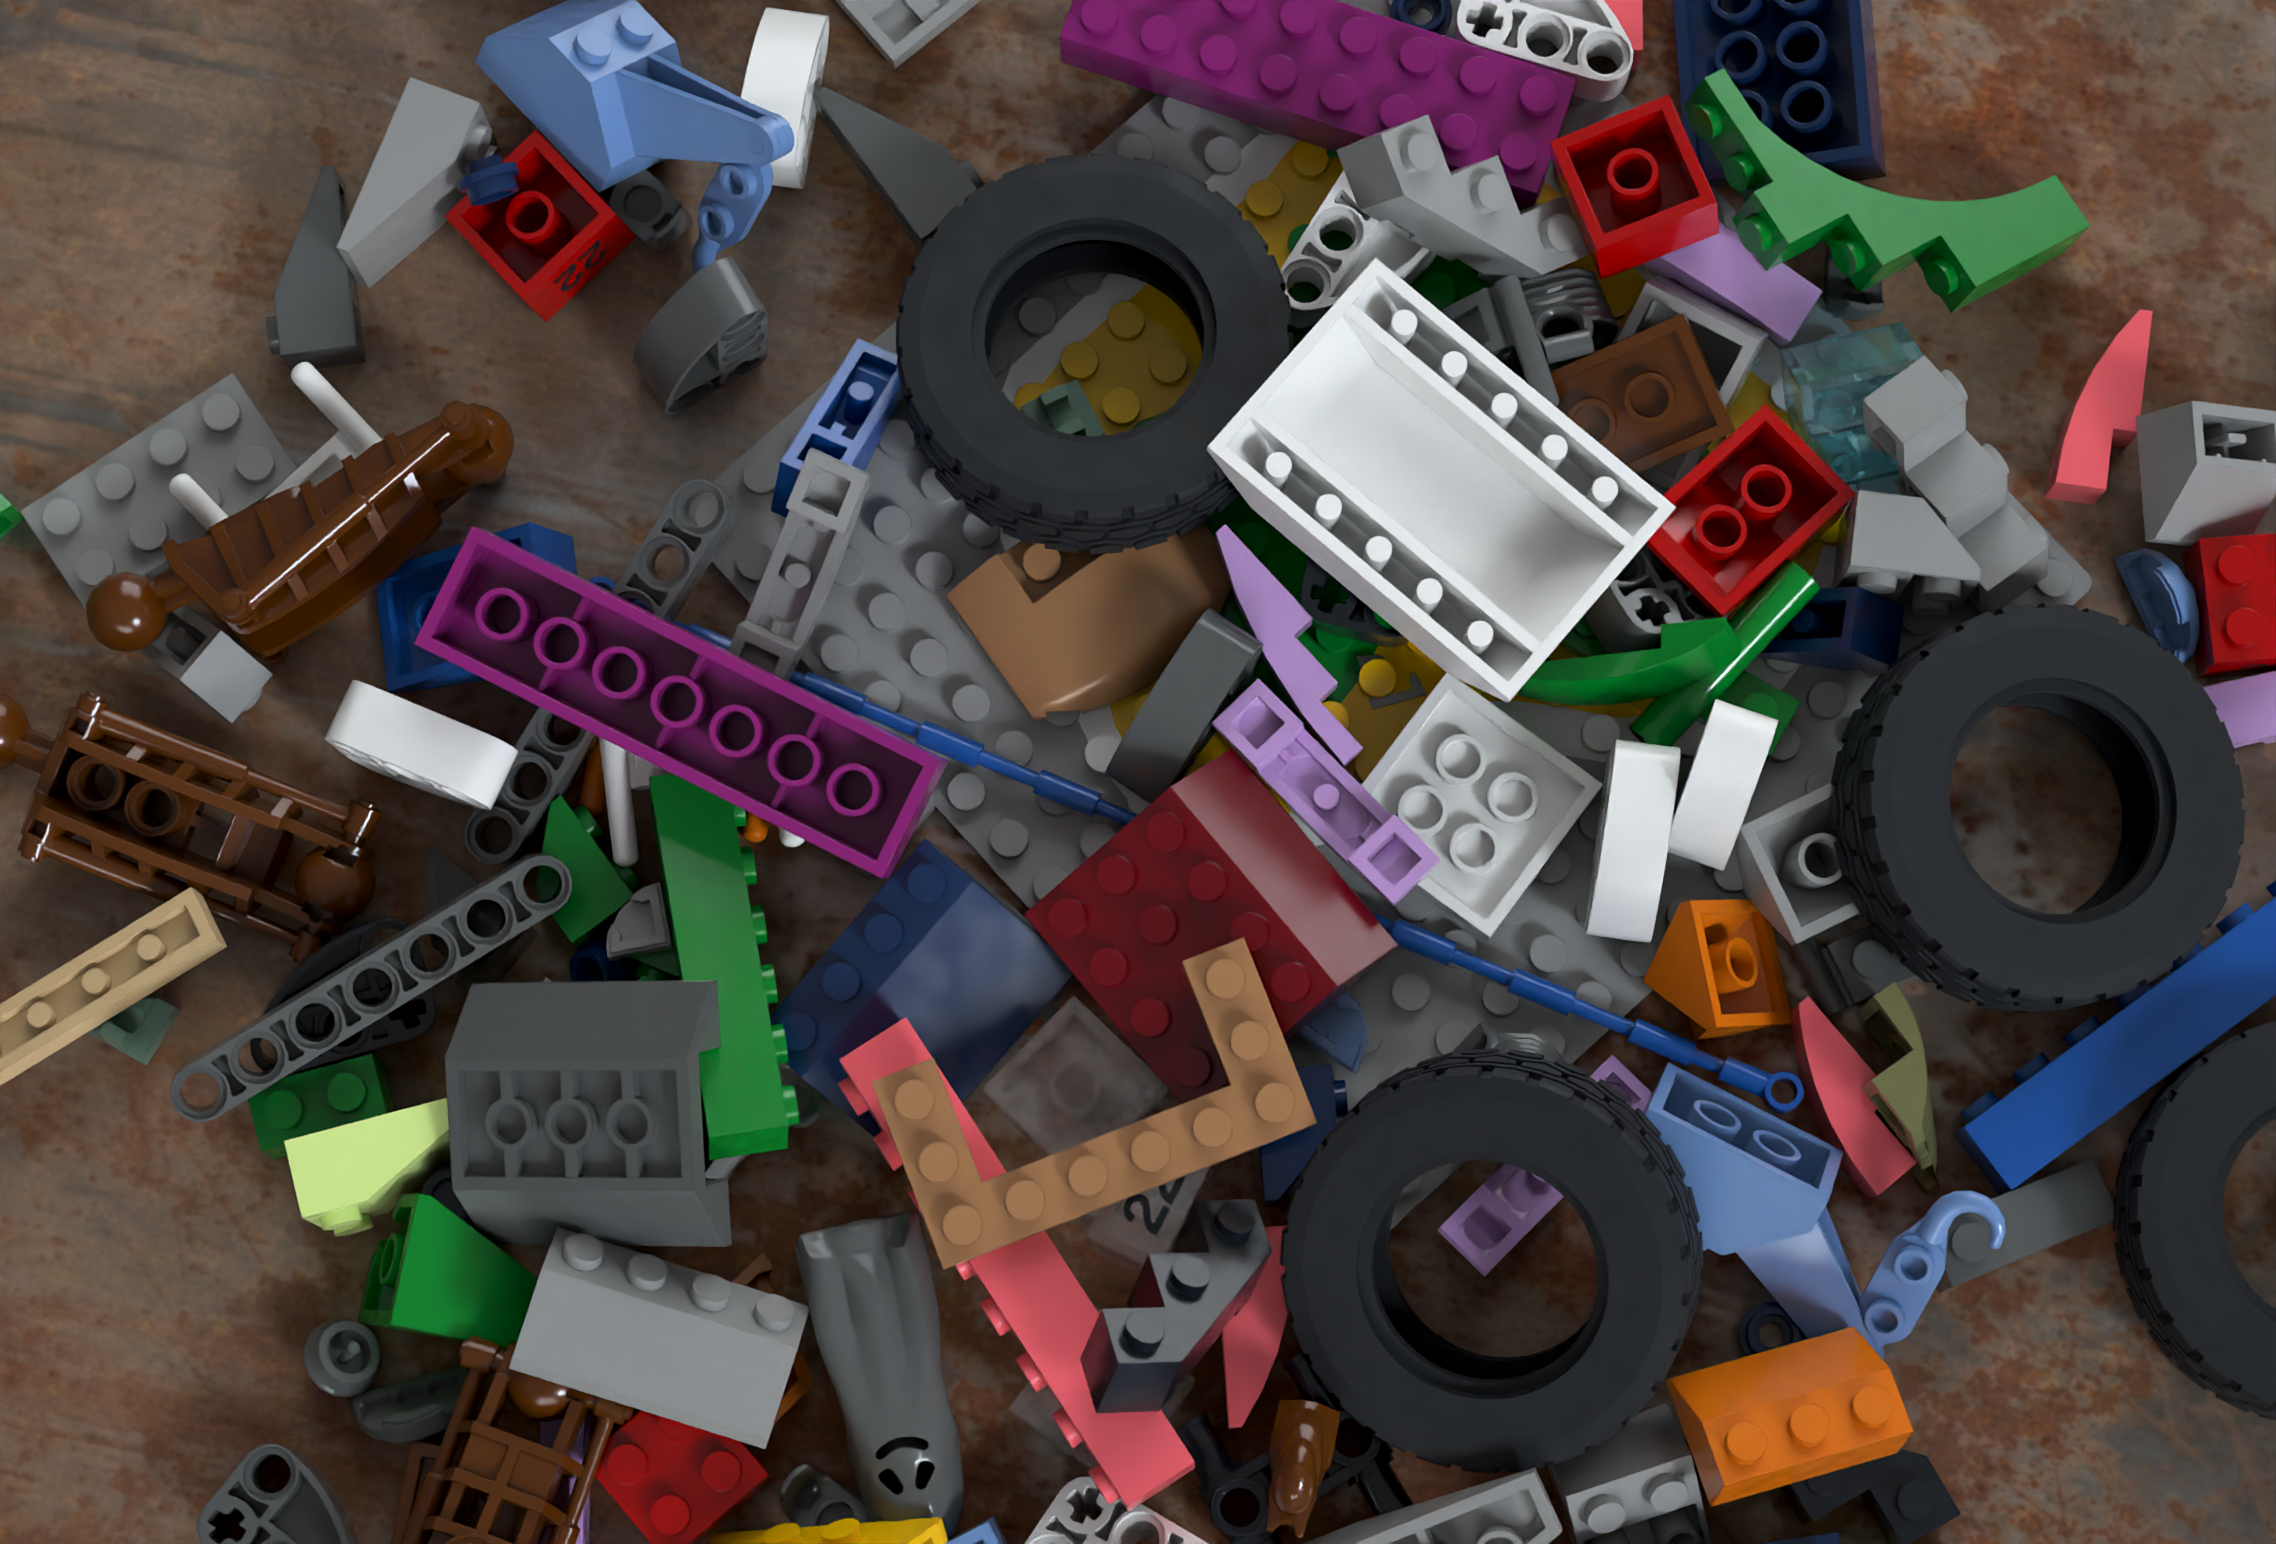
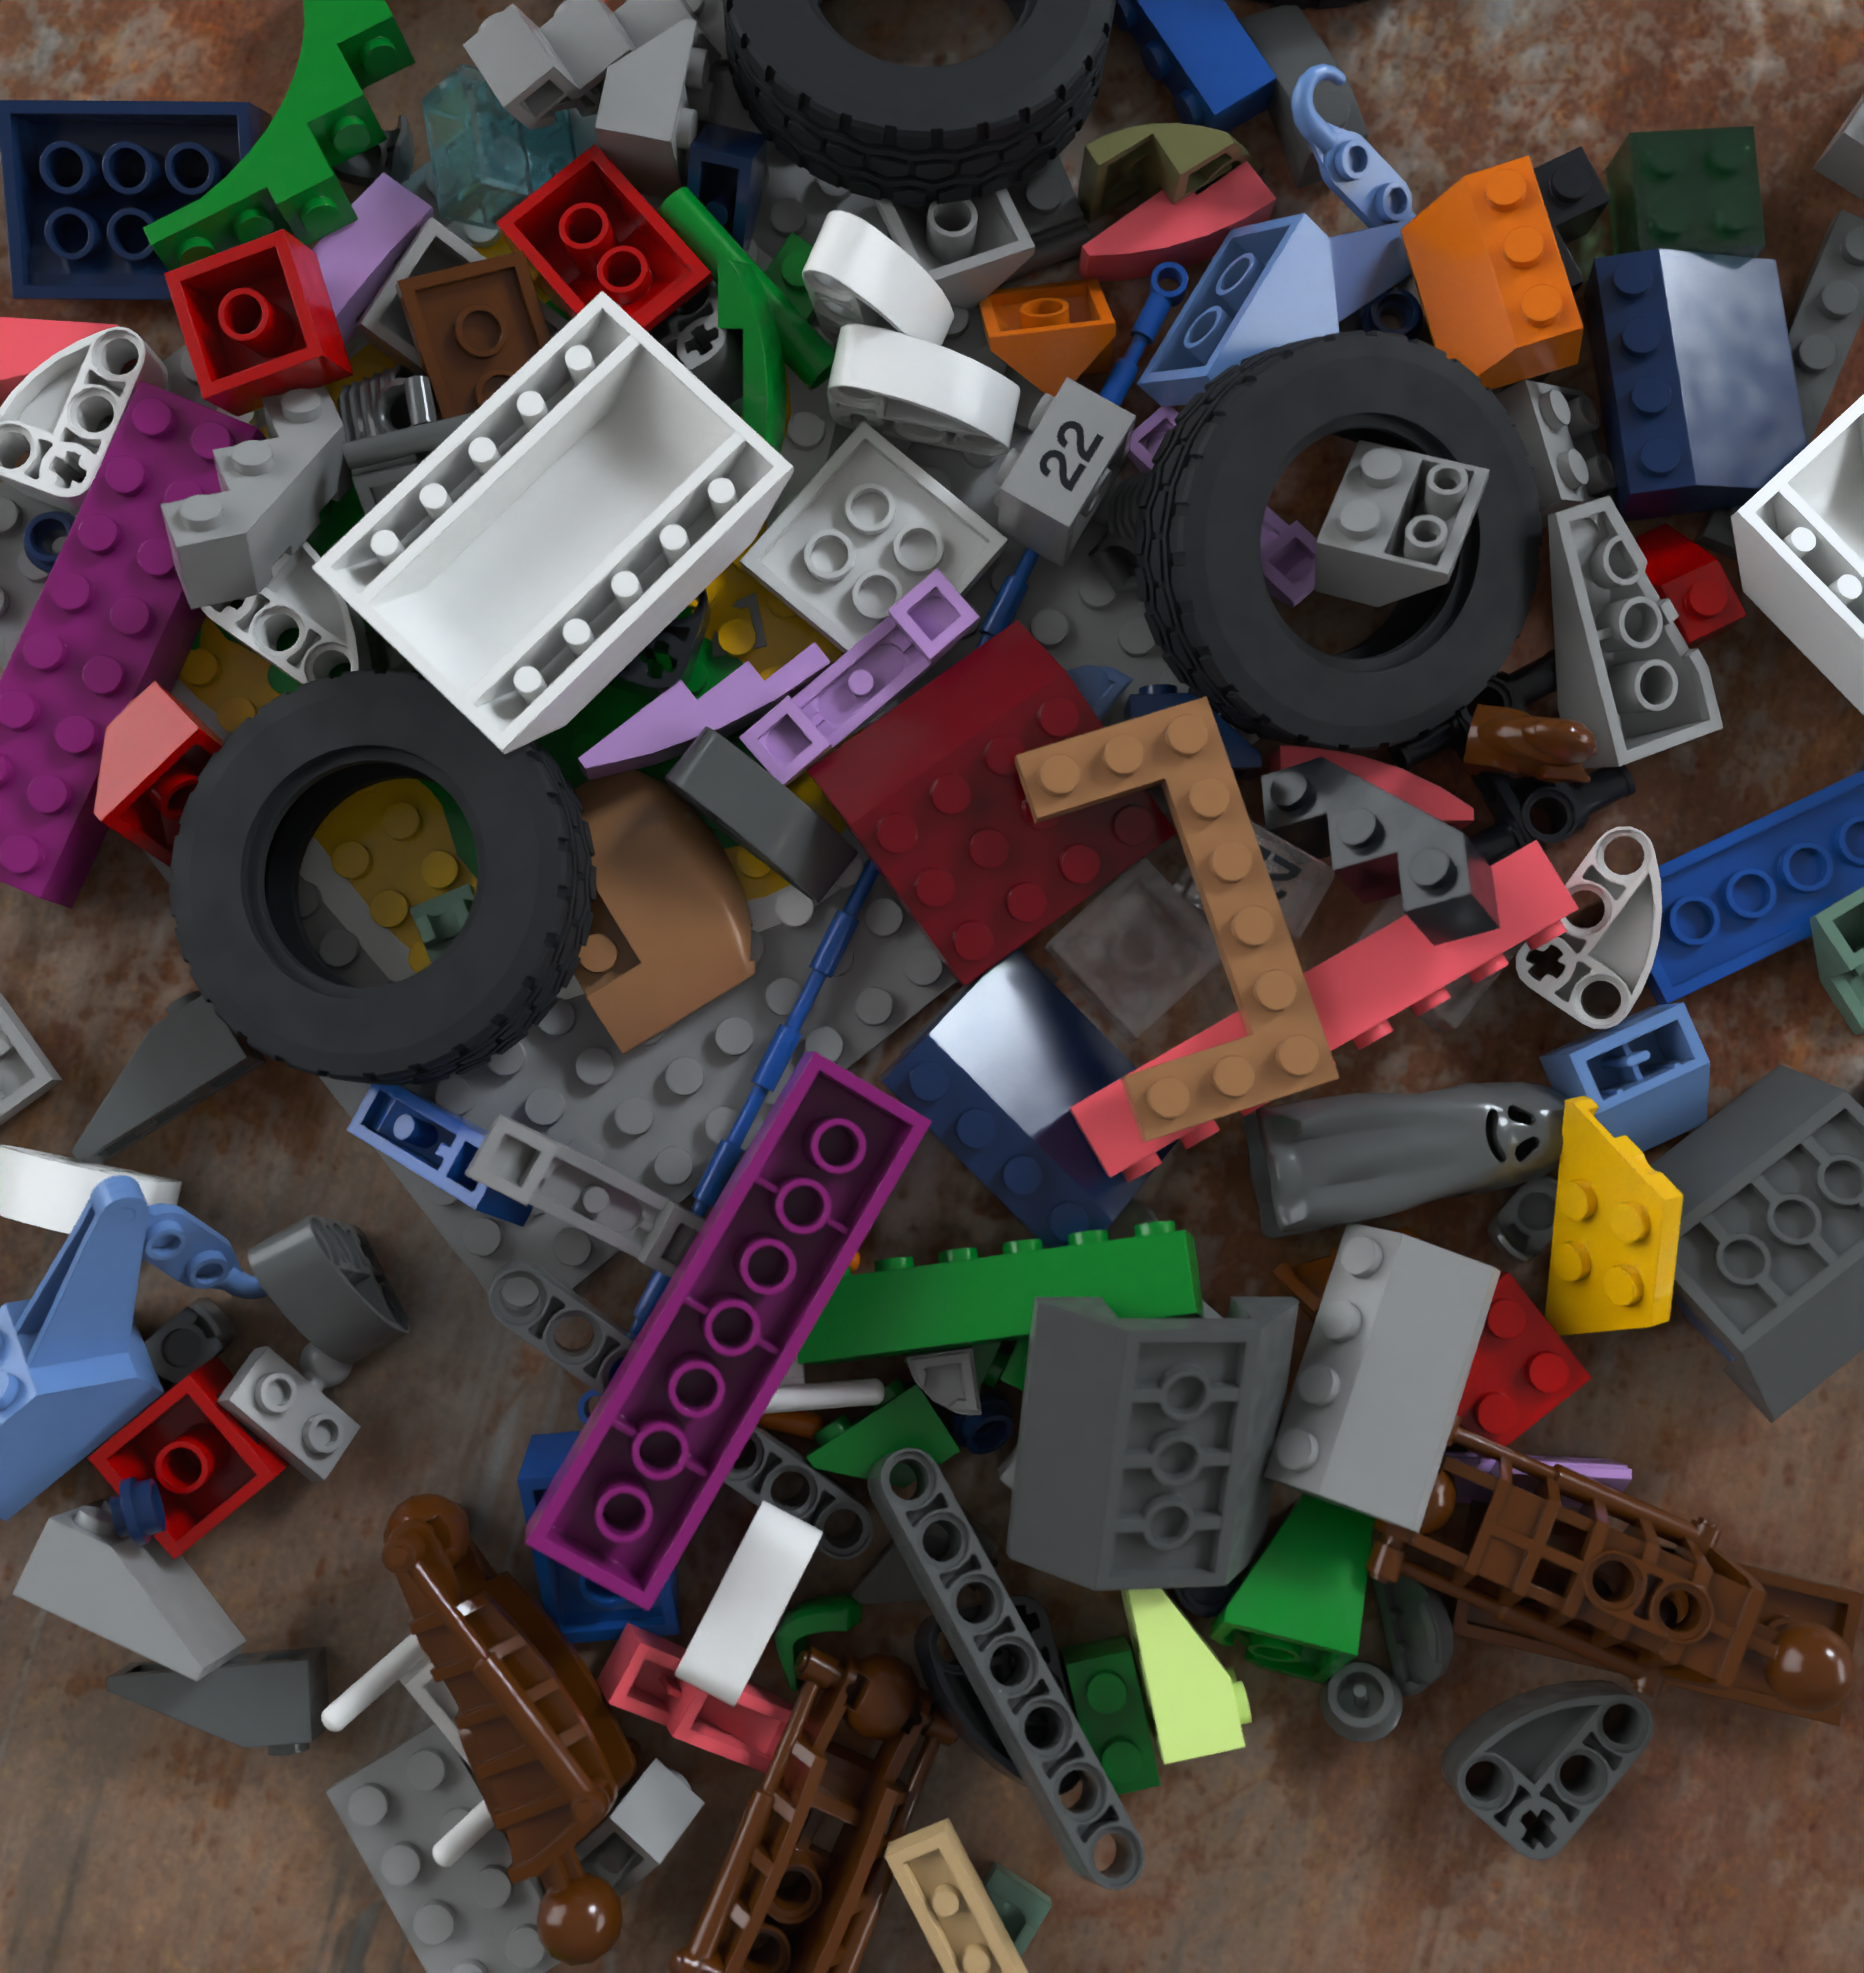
camera: 90 degrees left, 5 degrees up
(300, 750) = (643, 1682): none -> coral slope
(398, 801) = (812, 1616): none -> green hair
(586, 310) = (291, 1409): none -> light grey plate
(1192, 129) = (151, 768): none -> red slope
(1506, 1300) = (1395, 524): none -> light grey slope
(1549, 978) = (1063, 470): none -> light grey brick

